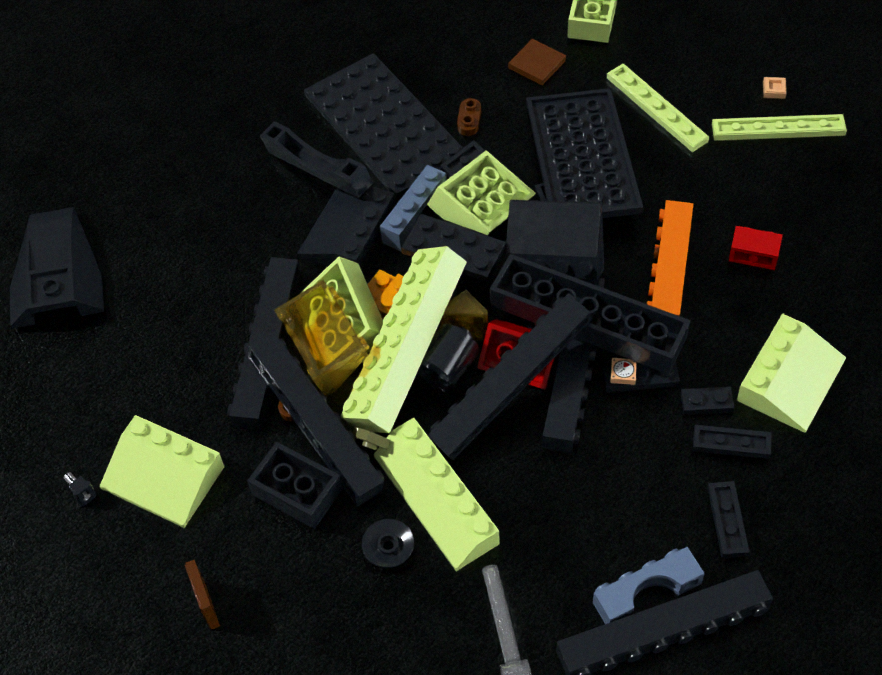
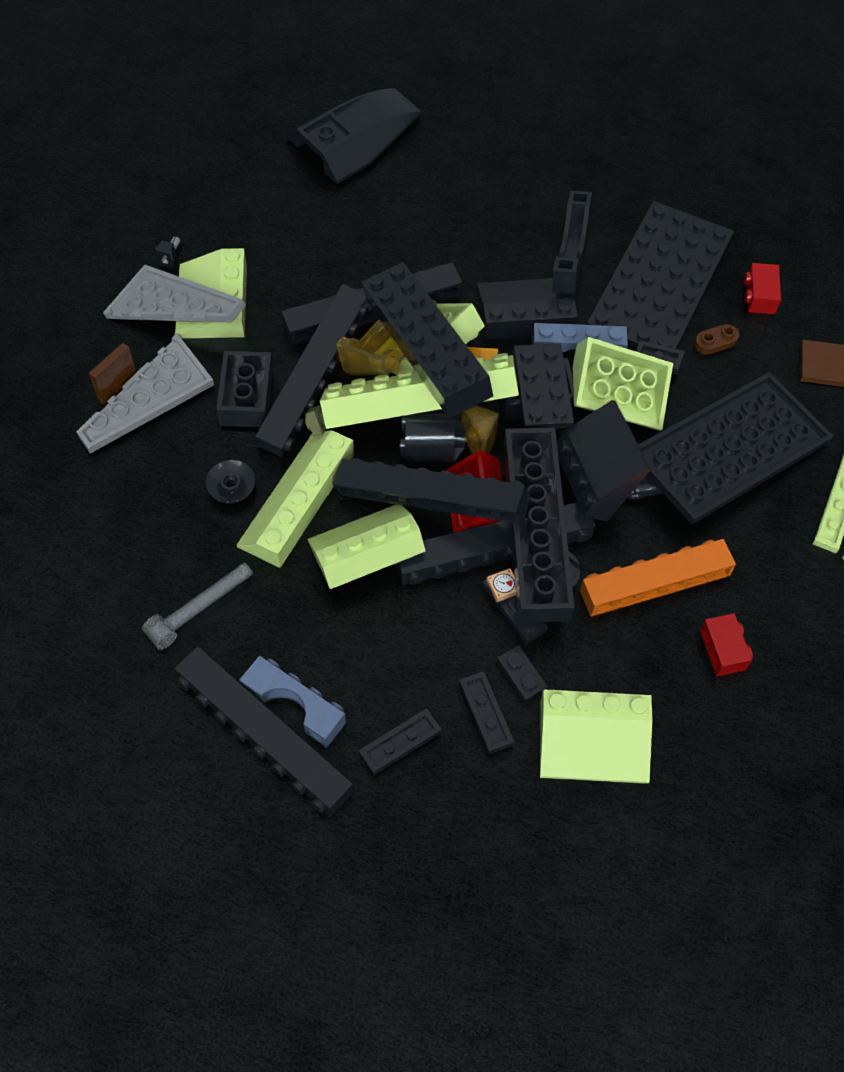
camera: 55 degrees right, 5 degrees up
(140, 511) = (167, 297): none -> light grey wing
(238, 567) = (152, 391): none -> light grey wing
(370, 298) = (427, 340): none -> black brick
(444, 62) = (762, 288): none -> red brick
(526, 455) = (367, 545): none -> yellowish green slope

